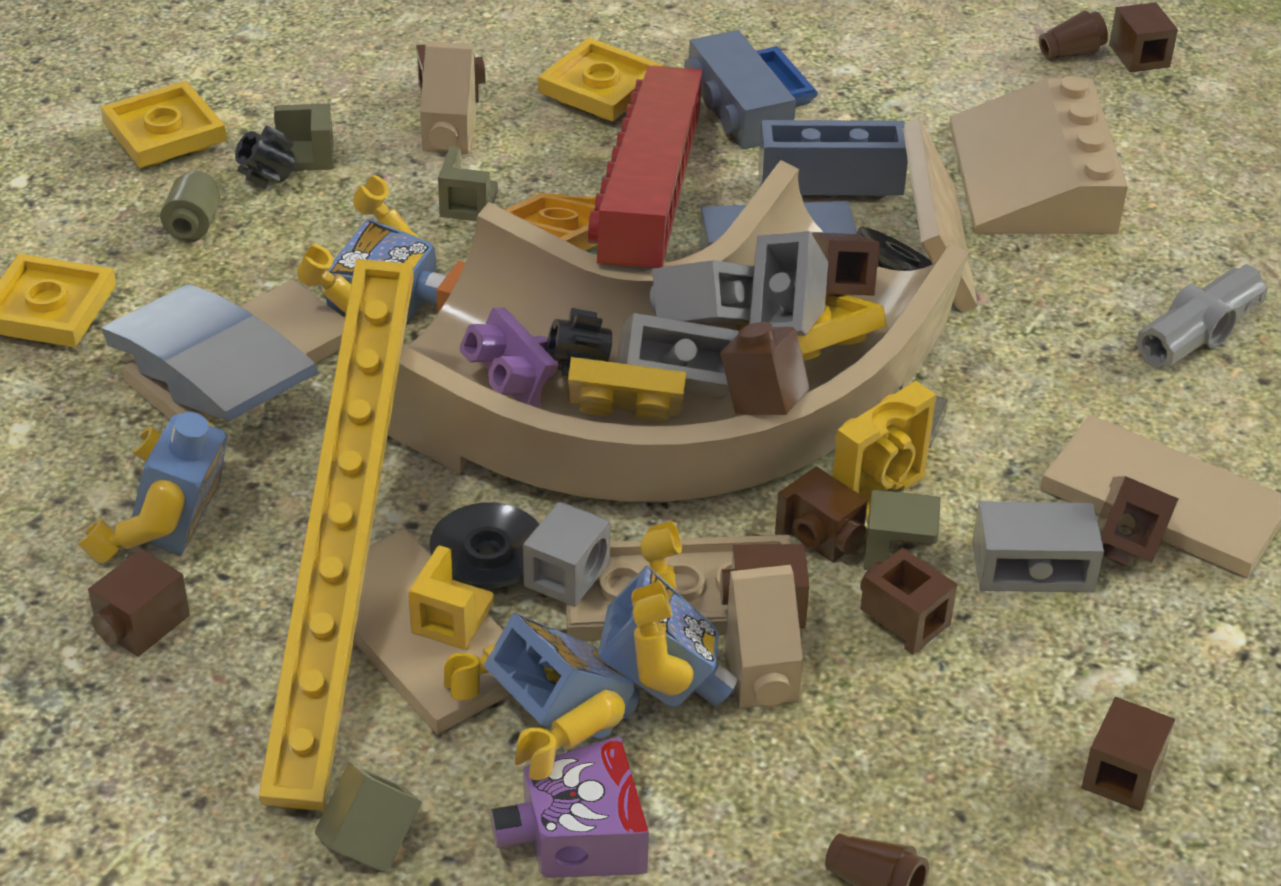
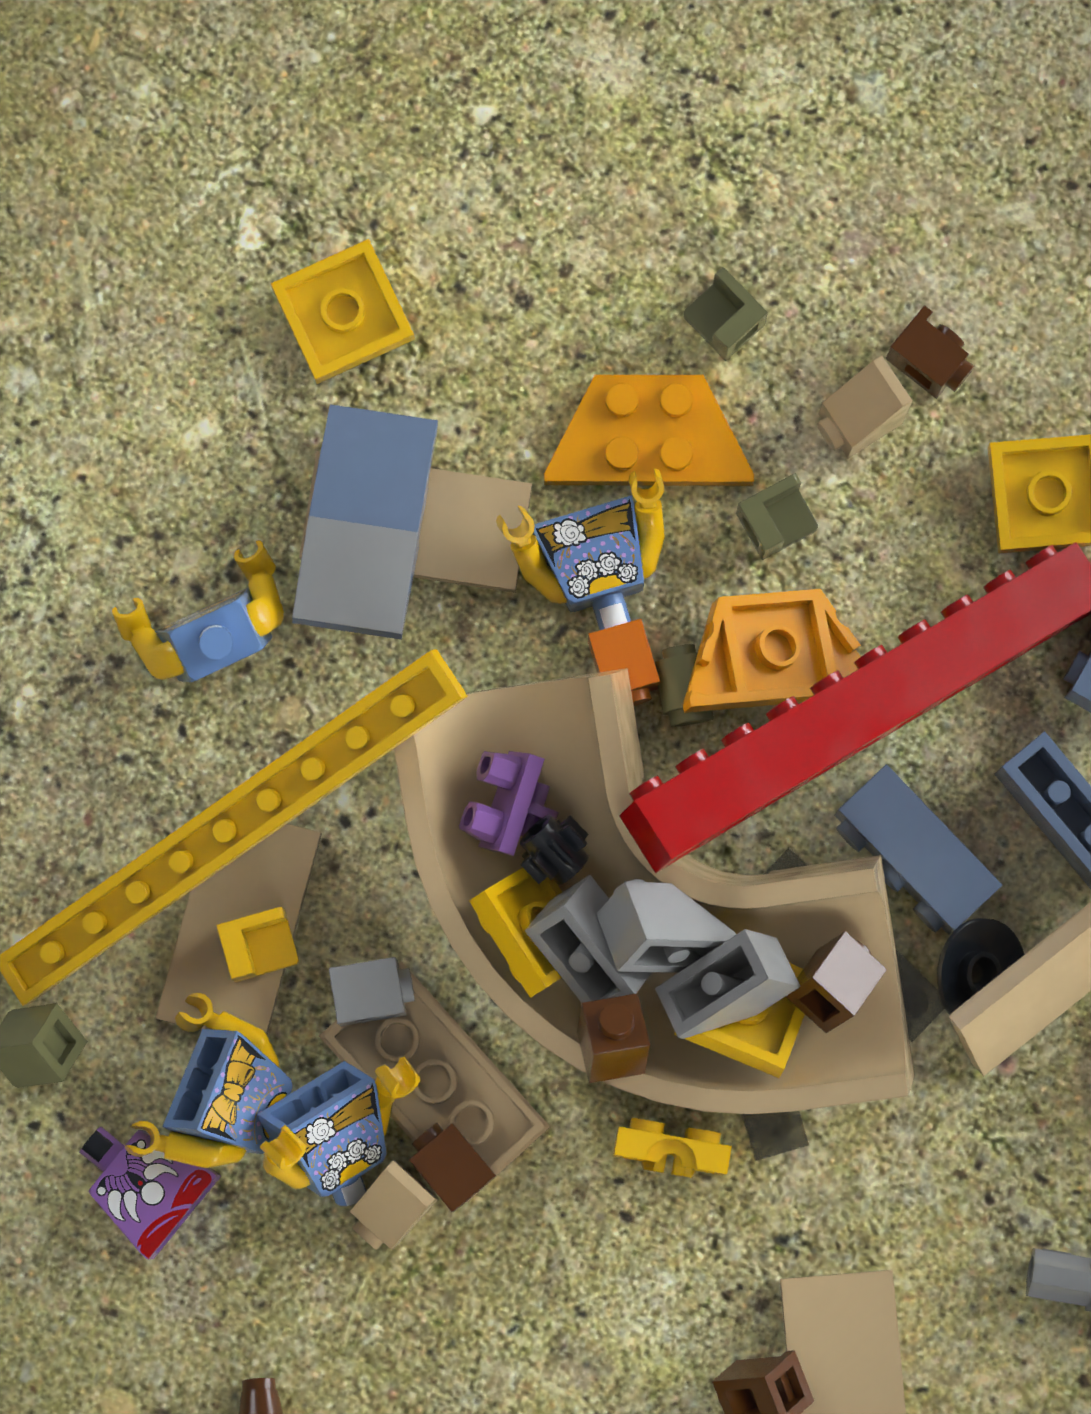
camera: 55 degrees right, 40 degrees up
(138, 602) = (88, 712): reddish brown brick -> none
(163, 124) = (645, 169): yellow plate -> none
(190, 205) = (550, 310): olive brick -> none
(265, 157) = (662, 312): black gear -> none
(326, 216) = (648, 425): none -> light orange wing
(485, 543) = (326, 892): black dish -> none
(822, 514) = (583, 1143): reddish brown brick -> none
(900, 519) = (614, 1216): olive panel -> none
(908, 598) = (535, 1289): reddish brown brick -> none
(1037, 546) = (683, 1328): light grey brick -> none

